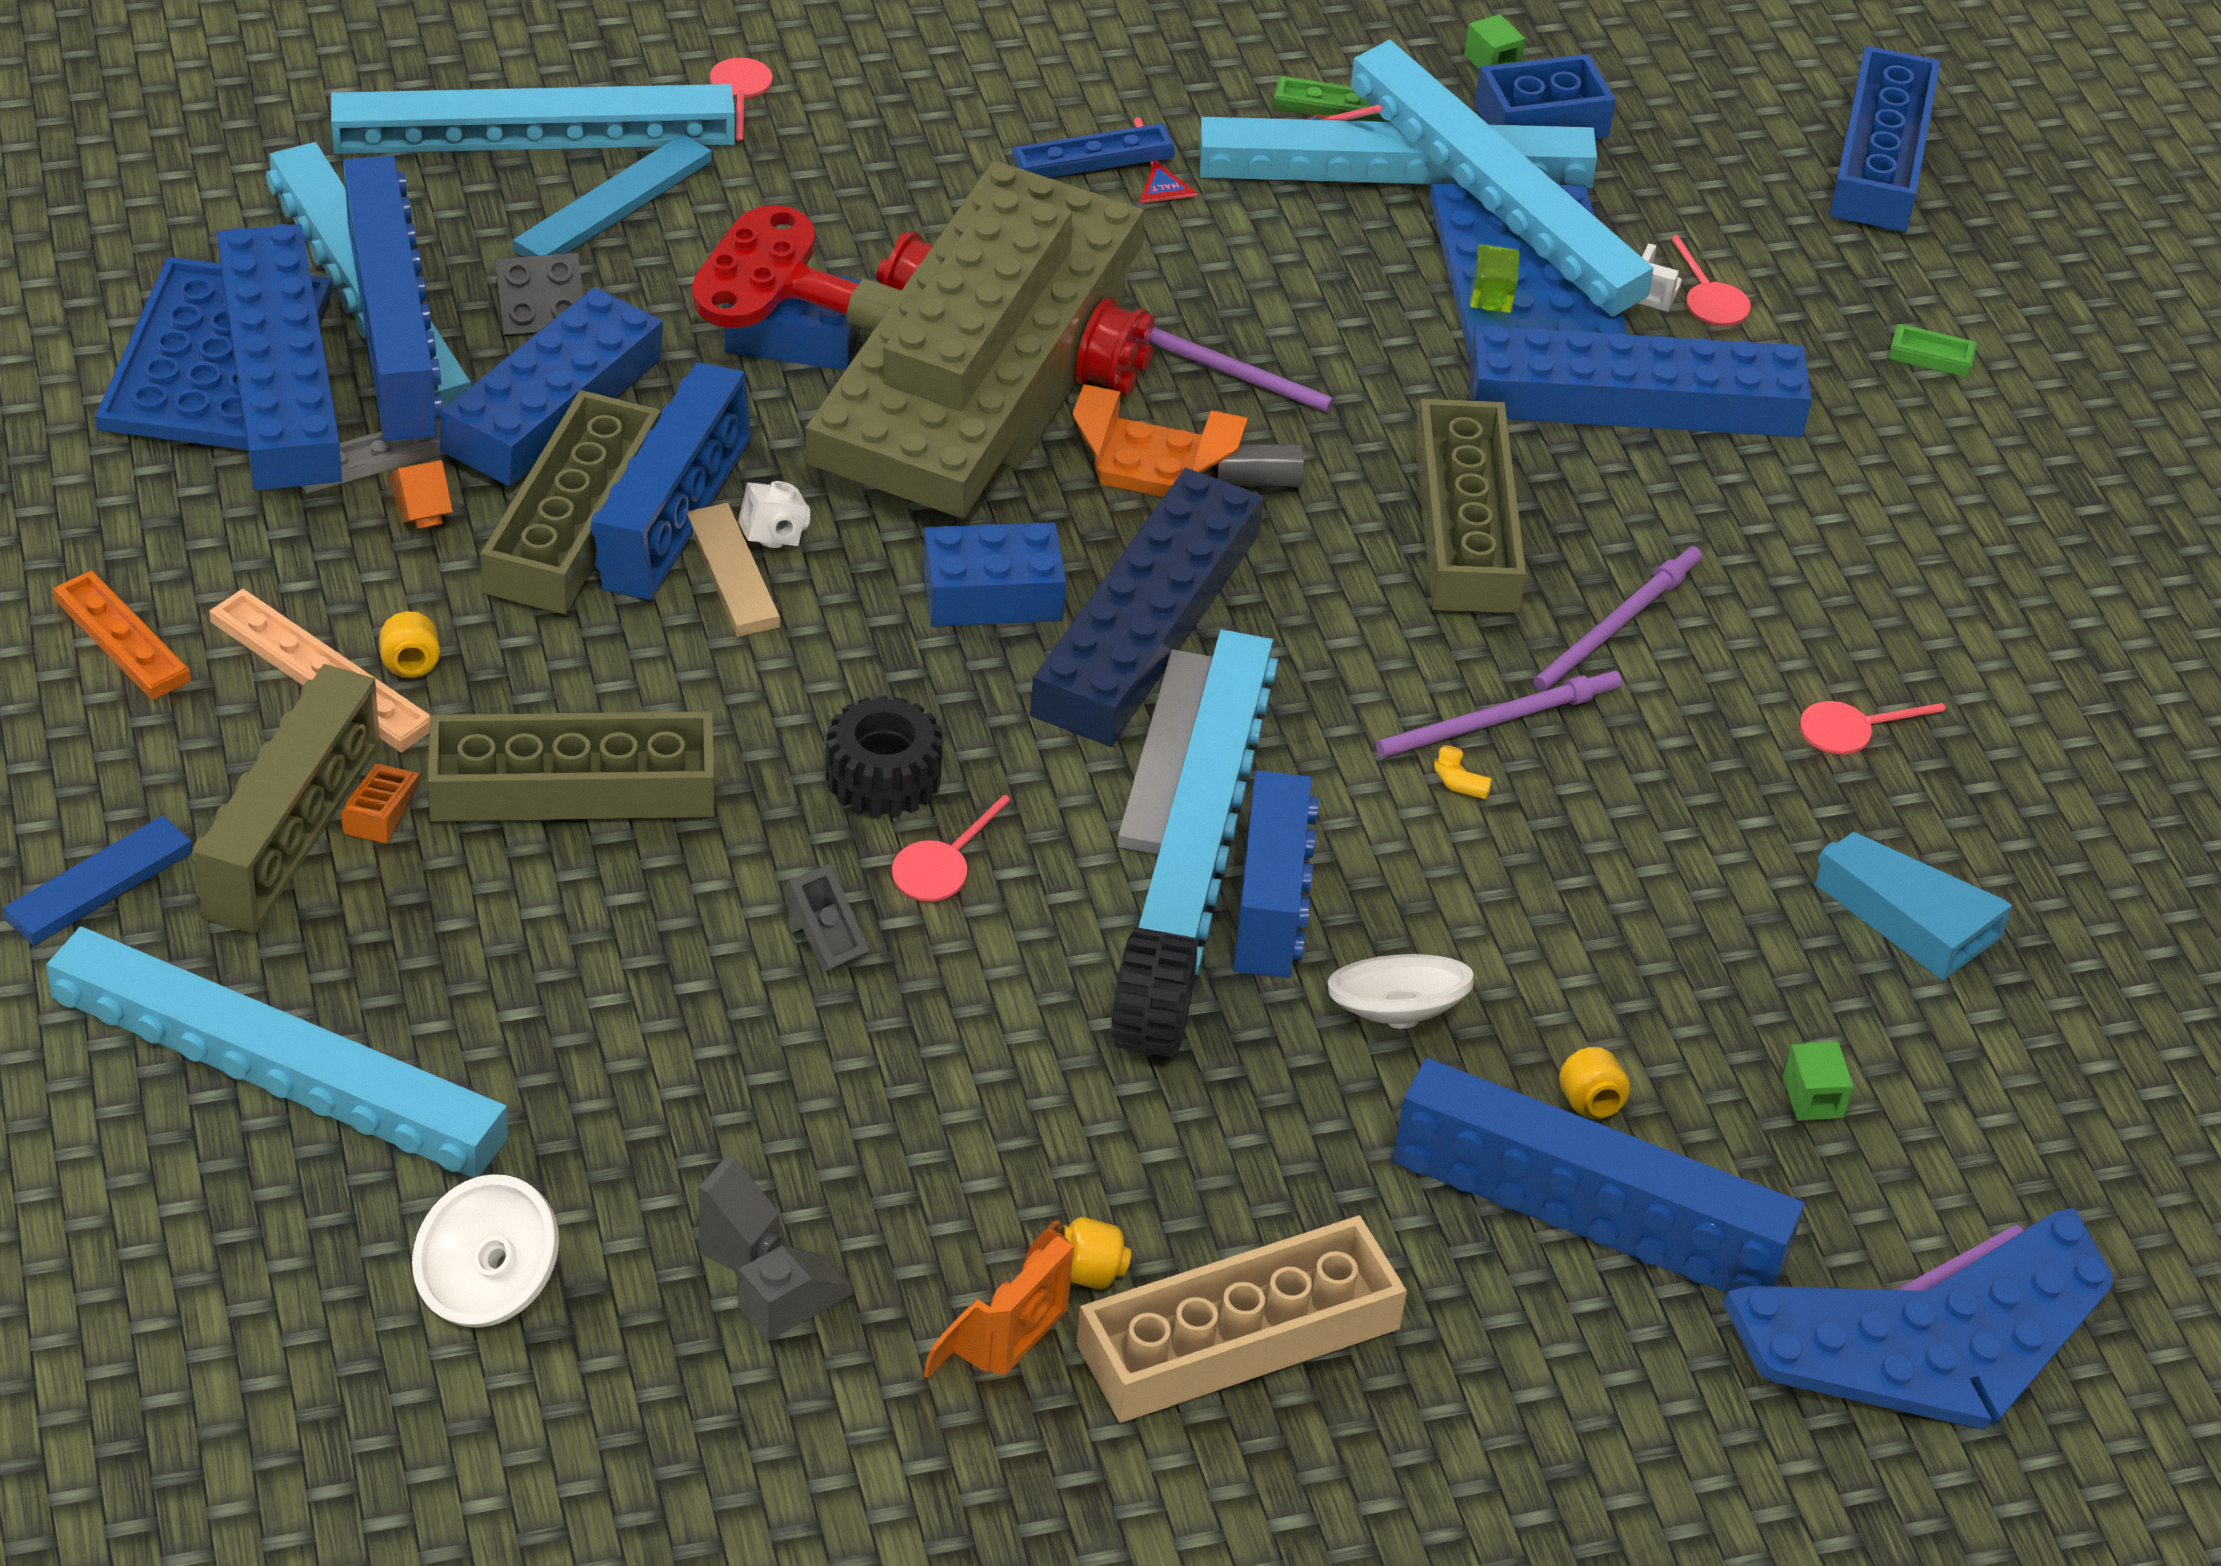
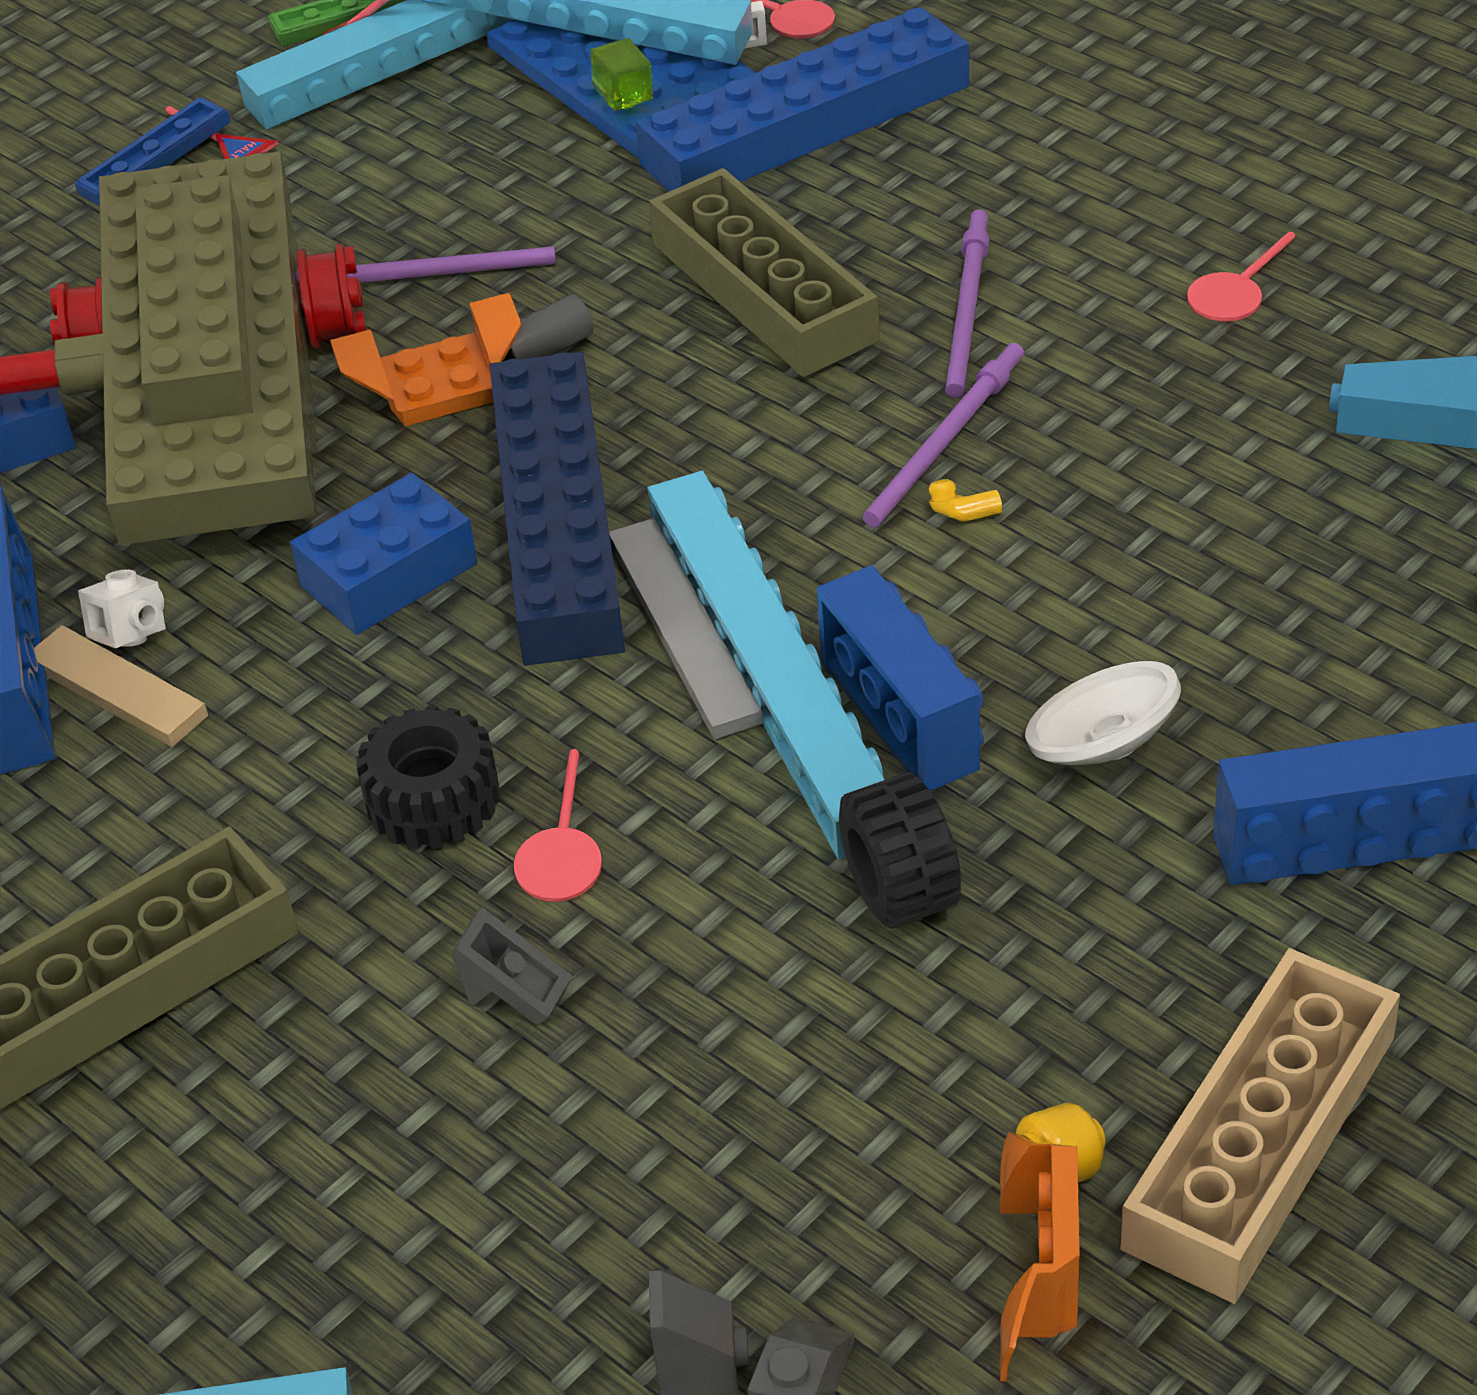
camera: 25 degrees left, 0 degrees up
(1594, 1083) = (1344, 704): yellow head -> none

